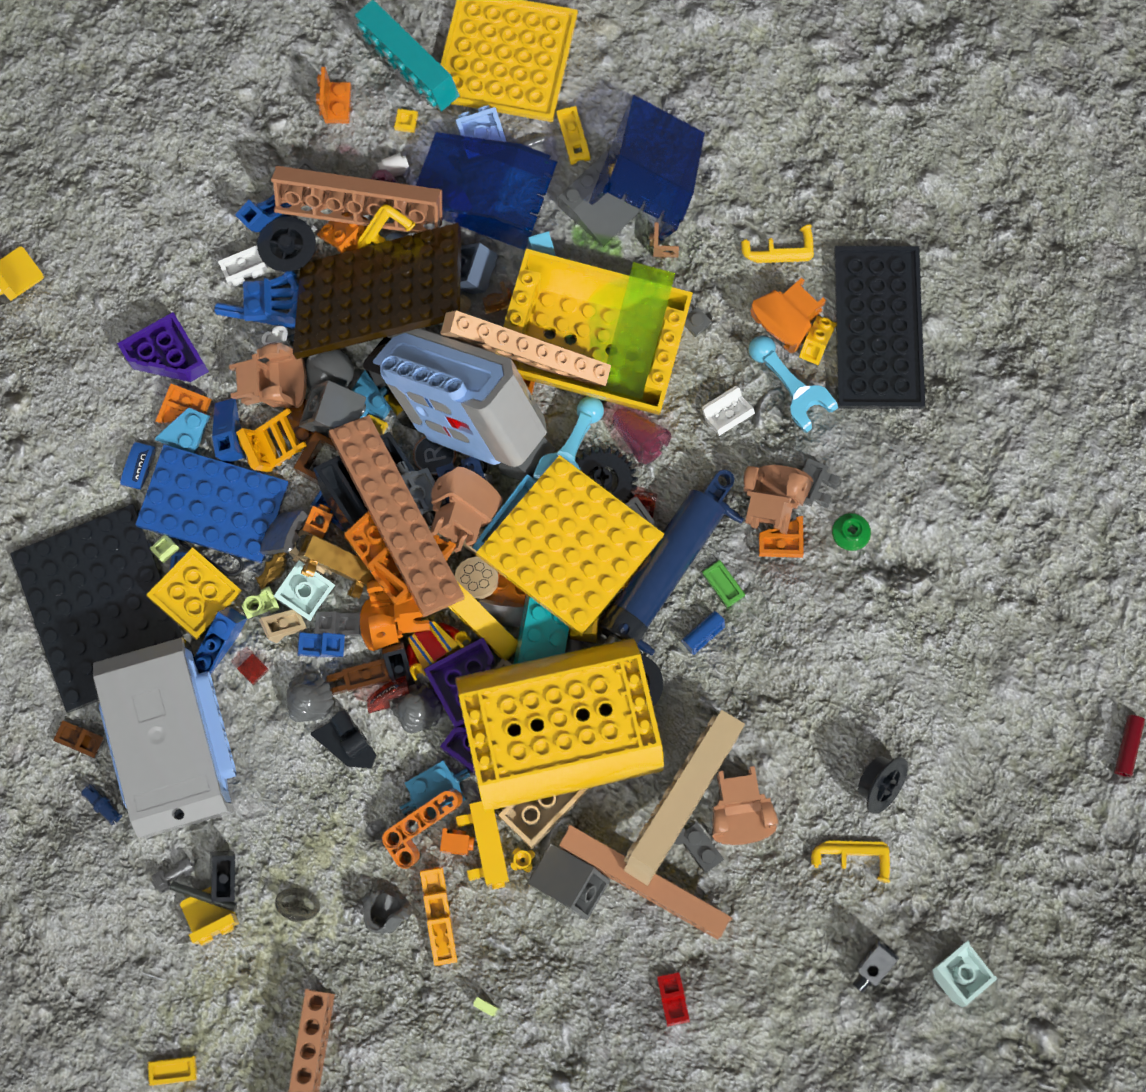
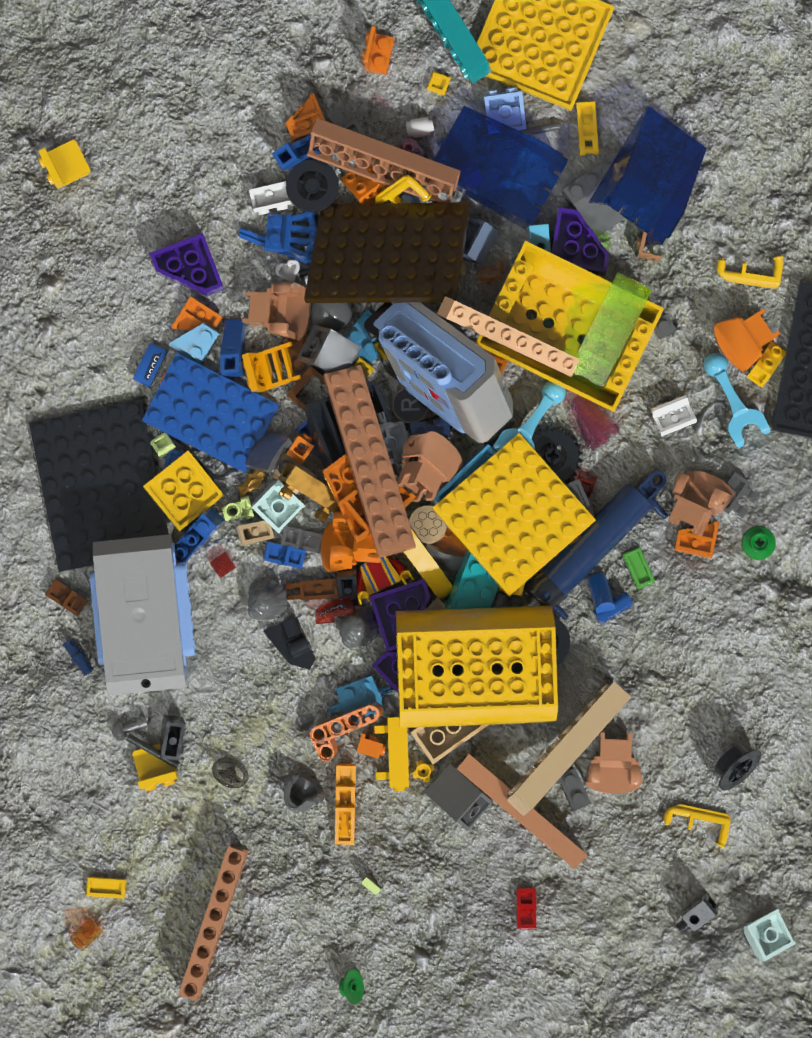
camera: 10 degrees right, 10 degrees up
(261, 186) = (303, 120): none -> orange wing
(585, 244) = (578, 243): none -> dark purple brick
(686, 617) = (600, 593): none -> blue brick

